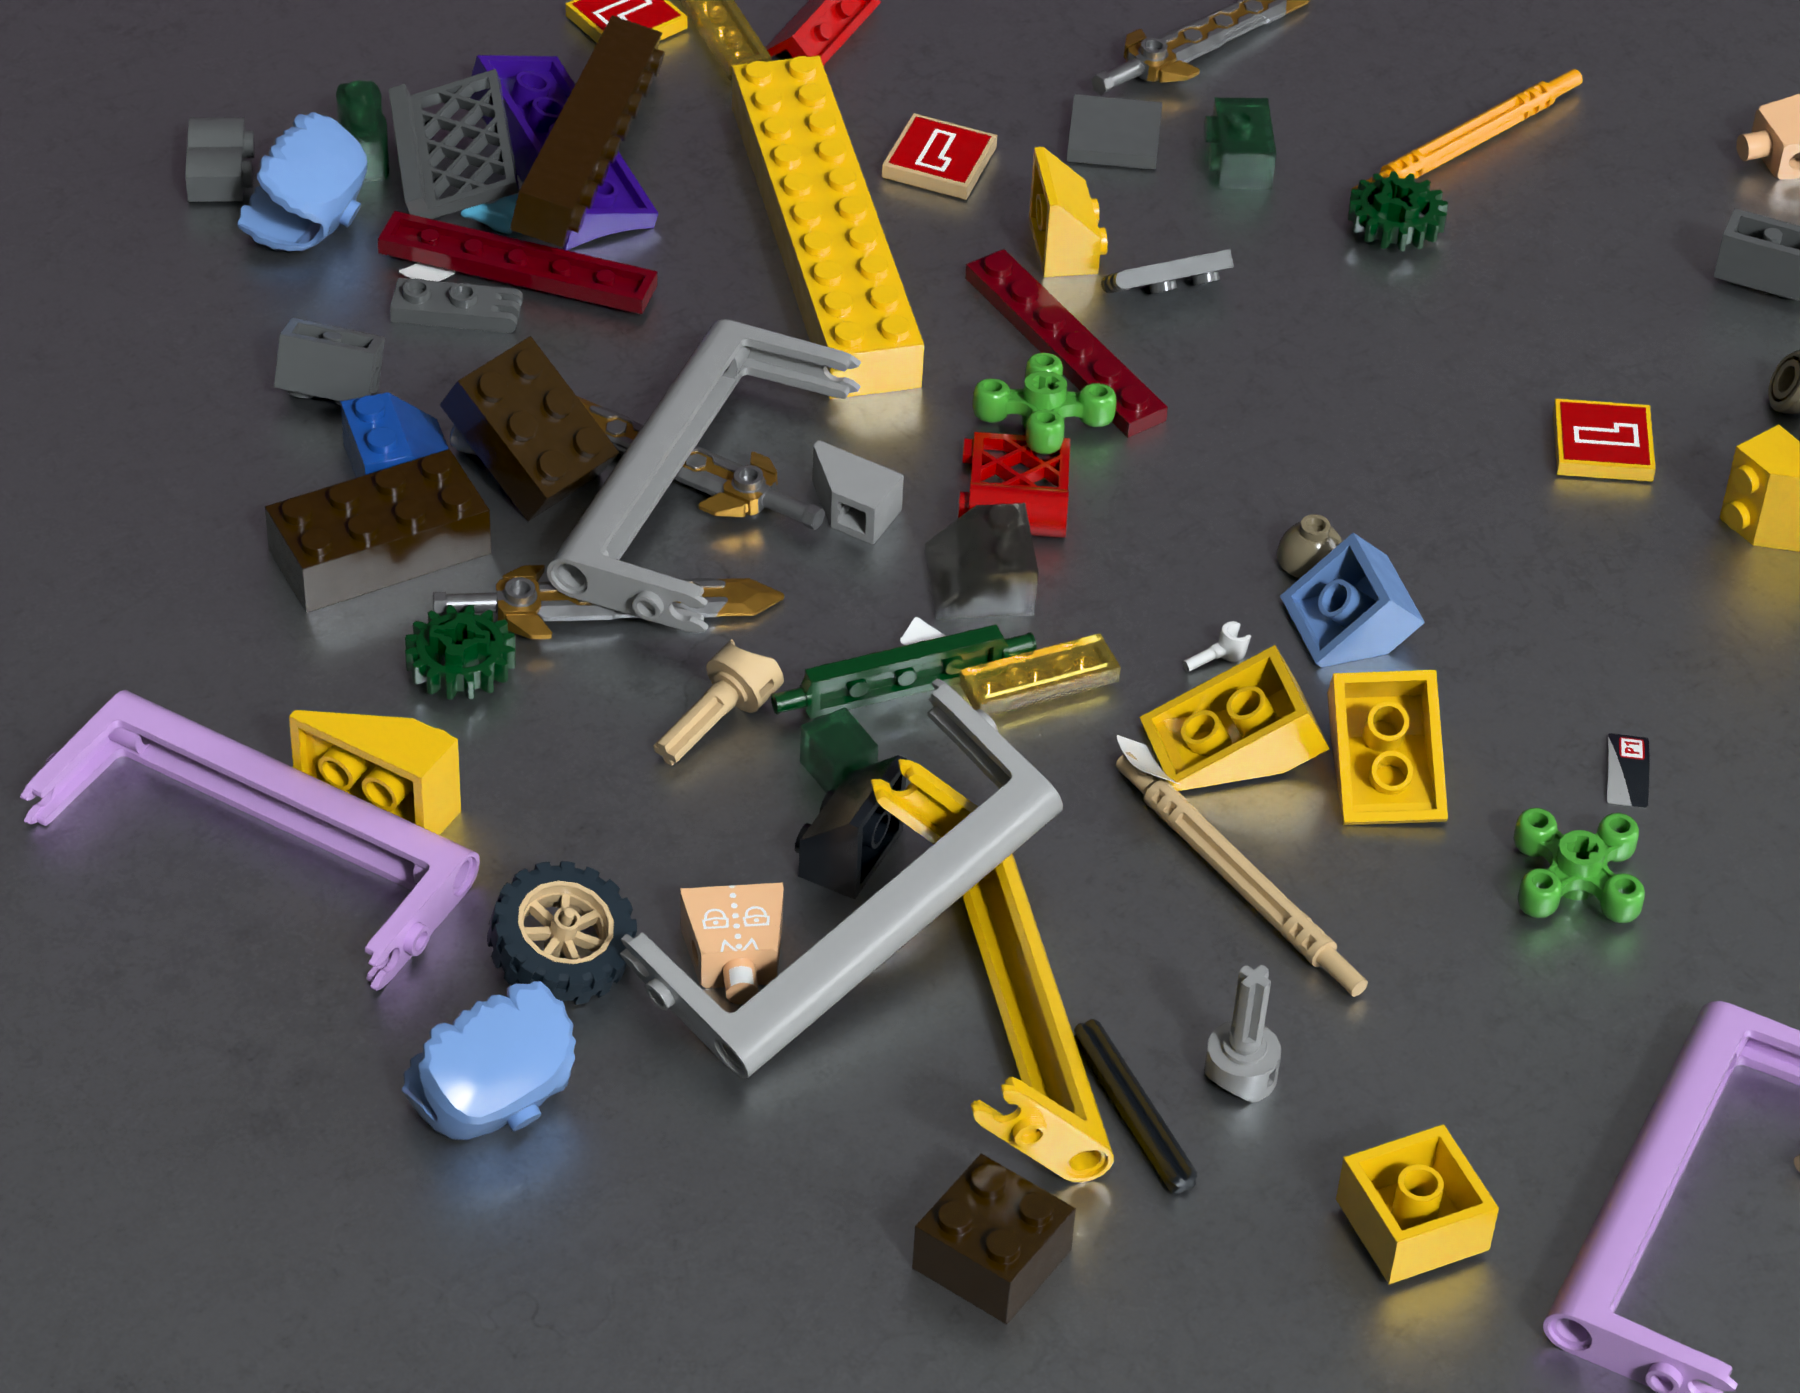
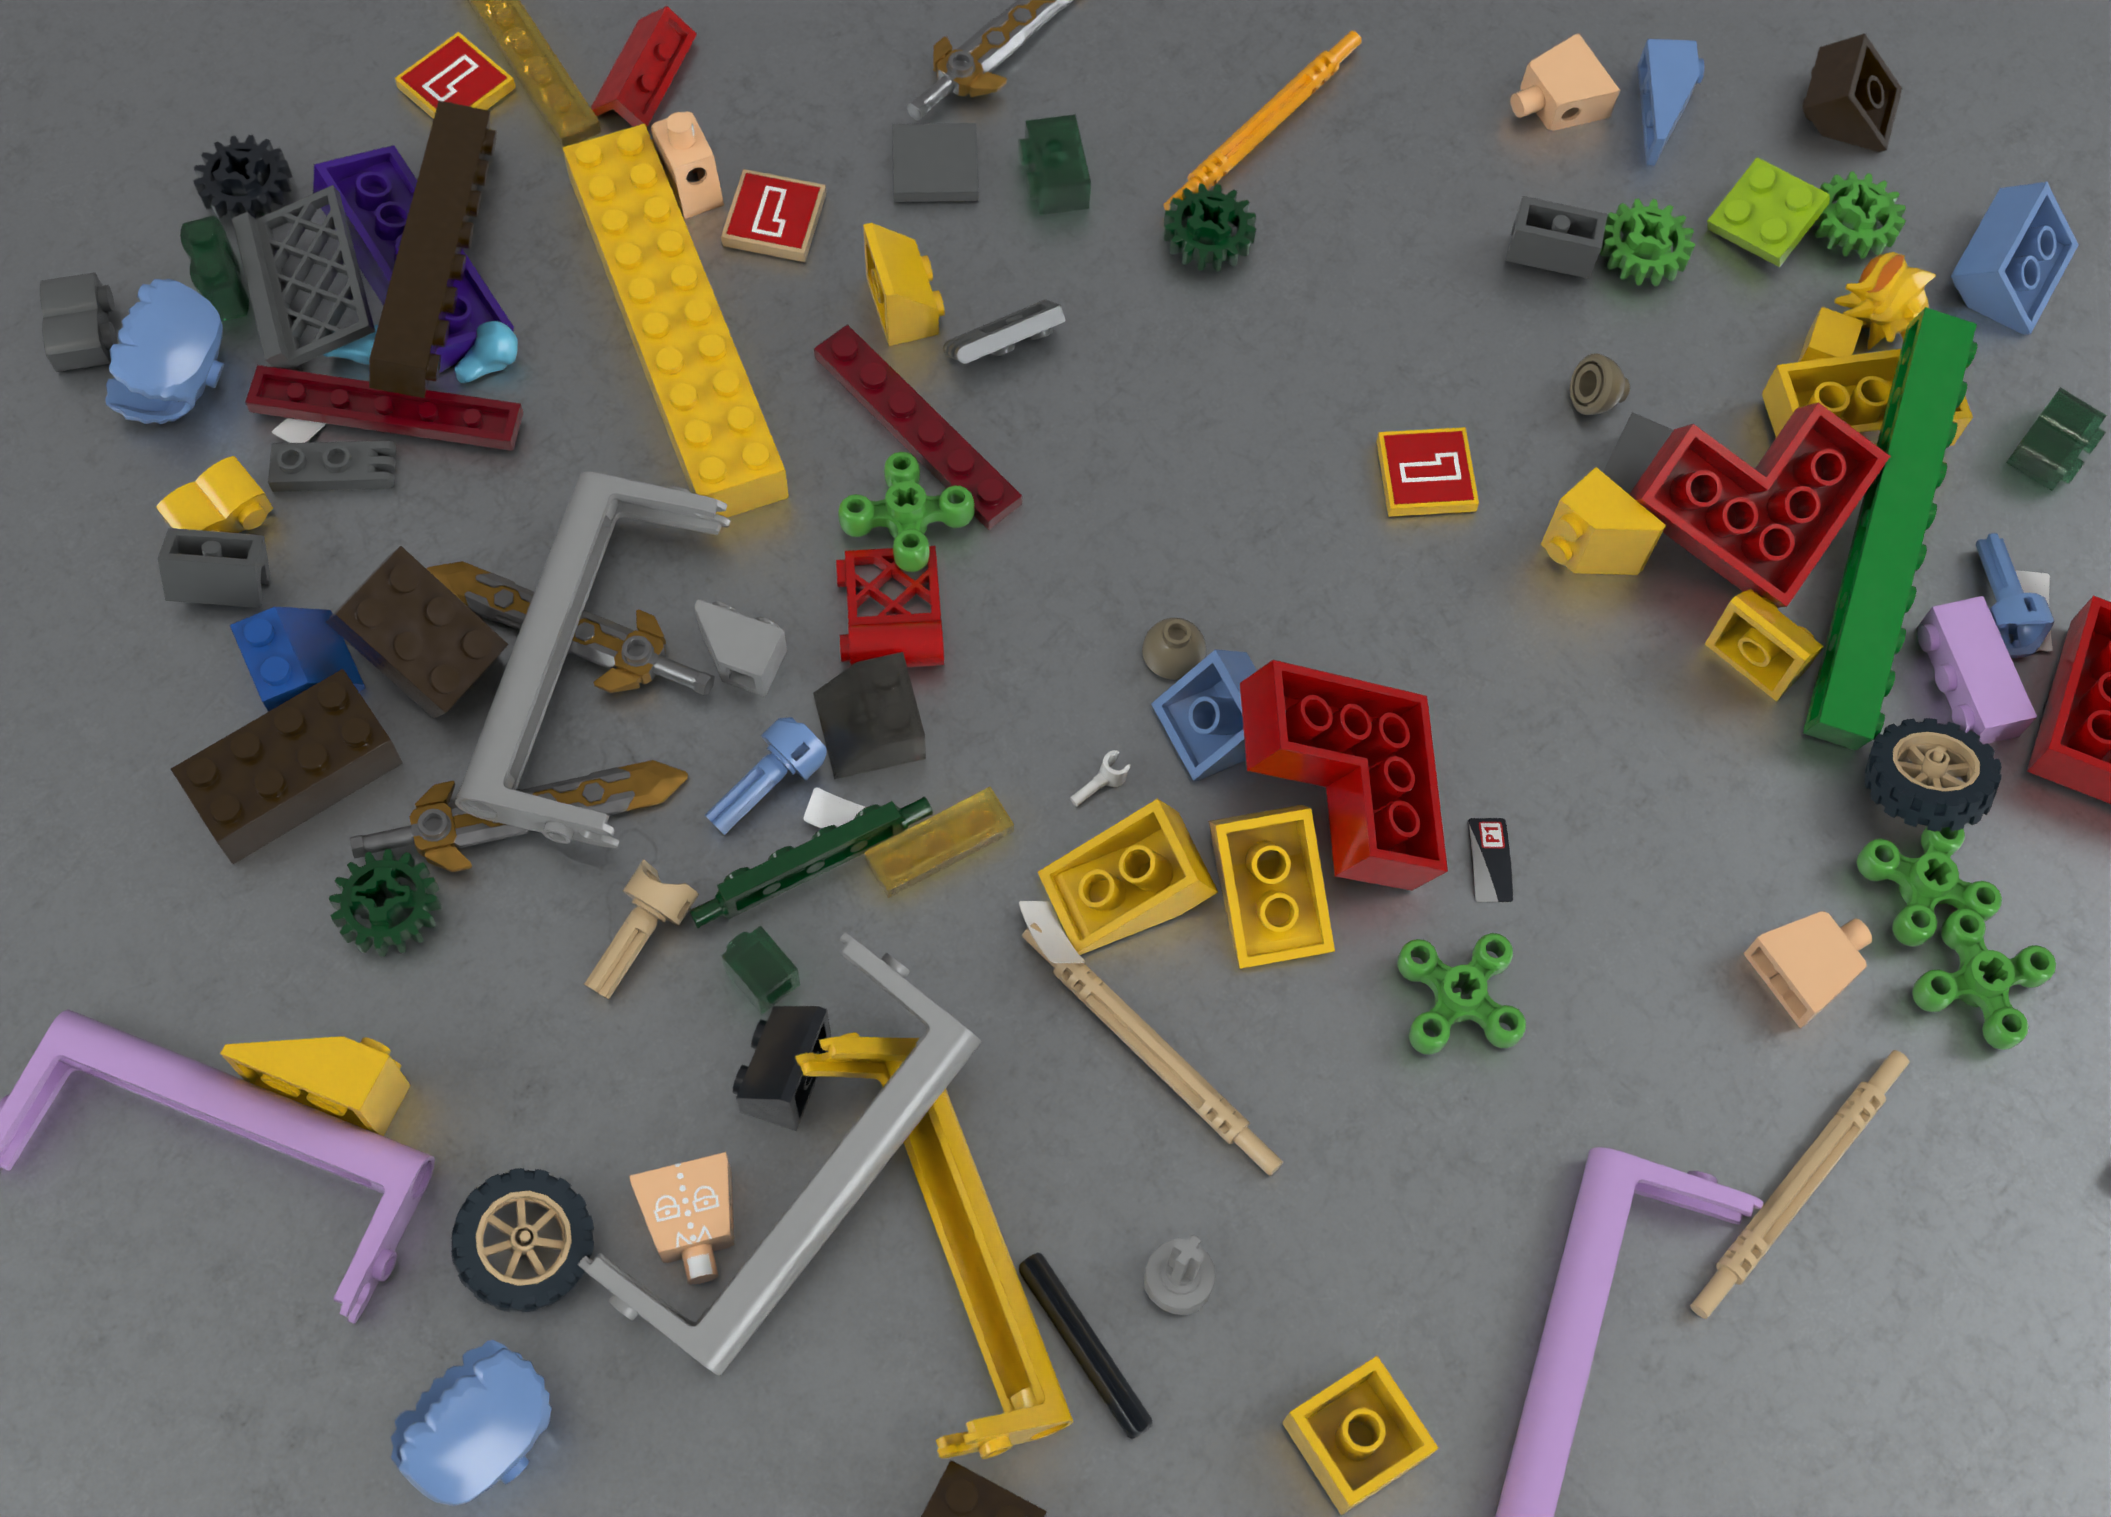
camera: 10 degrees left, 20 degrees up
(342, 303) = (218, 501): none -> yellow brick
(401, 60) = (242, 178): none -> black gear
(632, 232) = (492, 352): none -> medium azure animal
(858, 76) = (682, 149): none -> light nougat torso
(889, 581) = (791, 749): none -> medium blue piece
(1501, 635) = (1370, 754): none -> red brick

